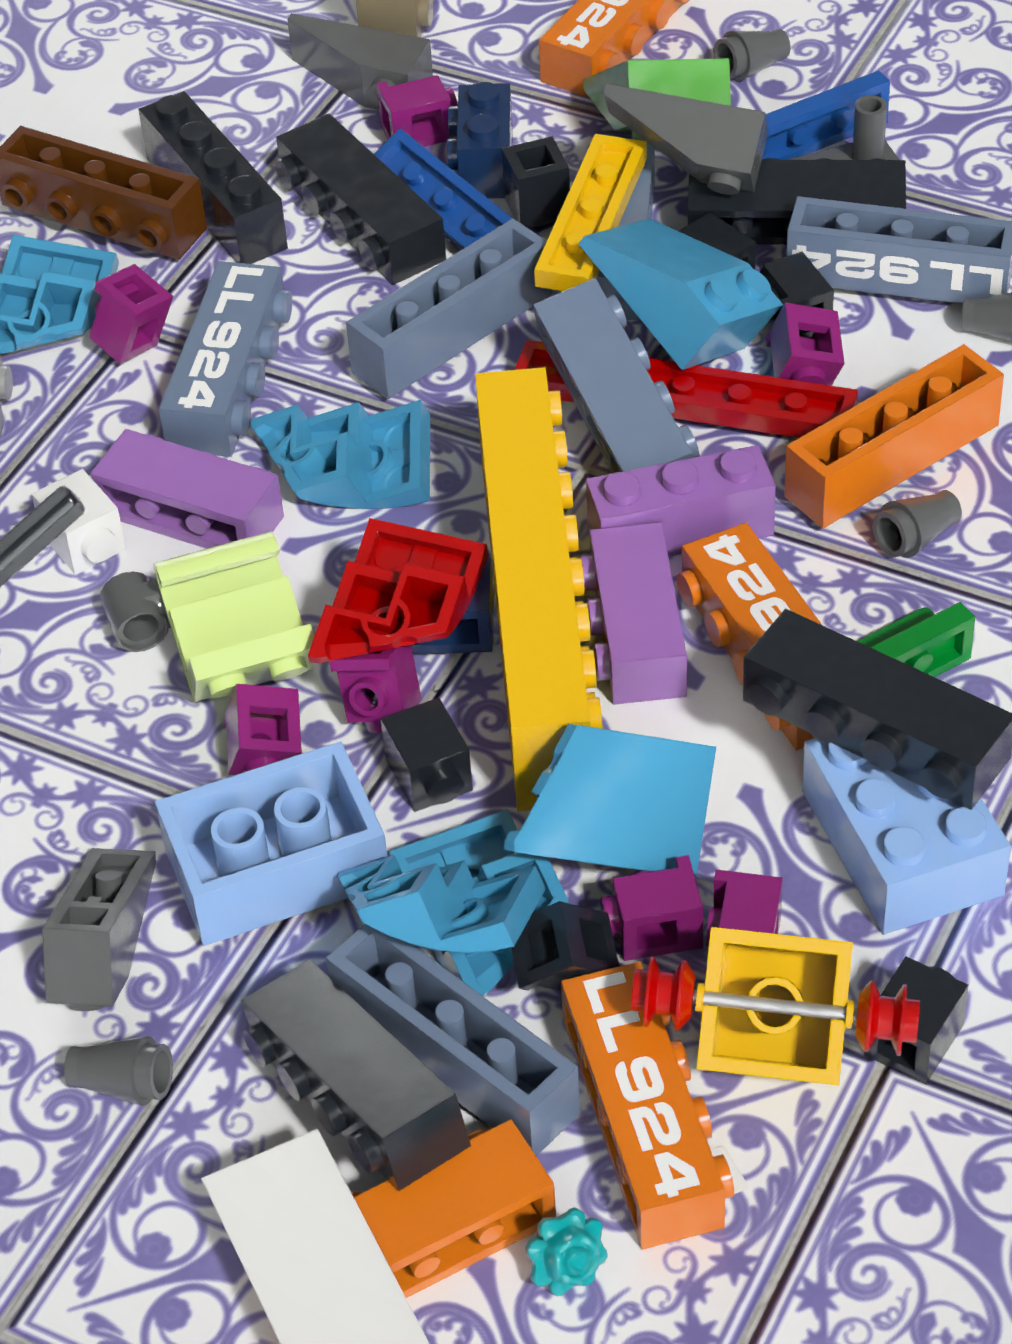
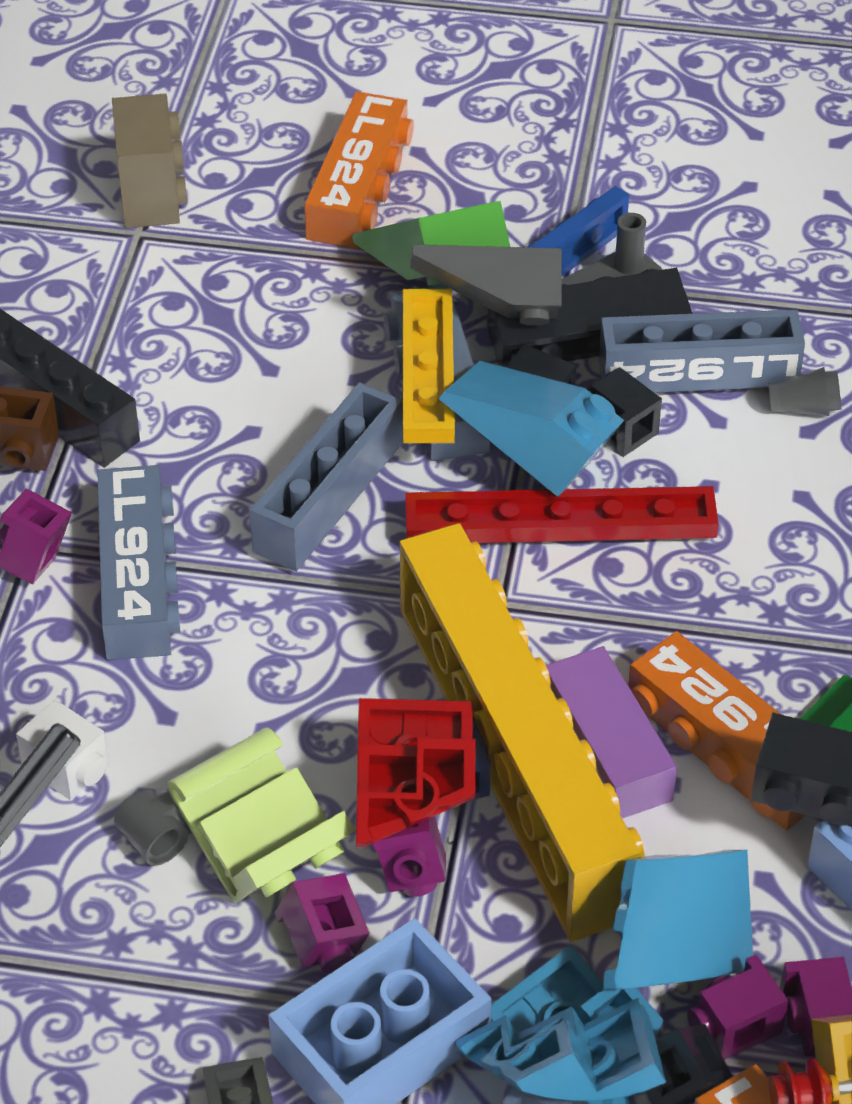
camera: 20 degrees left, 0 degrees up
(187, 491) = (158, 701): medium lavender brick -> none
(351, 456) = (286, 634): dark azure slope -> none
(357, 56) = (145, 250): dark grey slope -> none
(360, 199) = (196, 382): black brick -> none
(417, 109) = (212, 291): magenta brick -> none
(427, 754) = (478, 909): black brick -> none
(464, 209) = (268, 367): blue plate -> none
(478, 133) = (288, 308): dark blue brick -> none
(535, 181) = (356, 341): black brick -> none
(611, 379) = (513, 530): sand blue brick -> none
(688, 497) = (621, 614): medium lavender brick -> none
(751, 51) = (486, 182): dark grey cone -> none
(801, 357) = (653, 453): magenta brick -> none
(892, 435) = (762, 525): orange brick -> none
(912, 523) = (805, 602): dark grey cone -> none

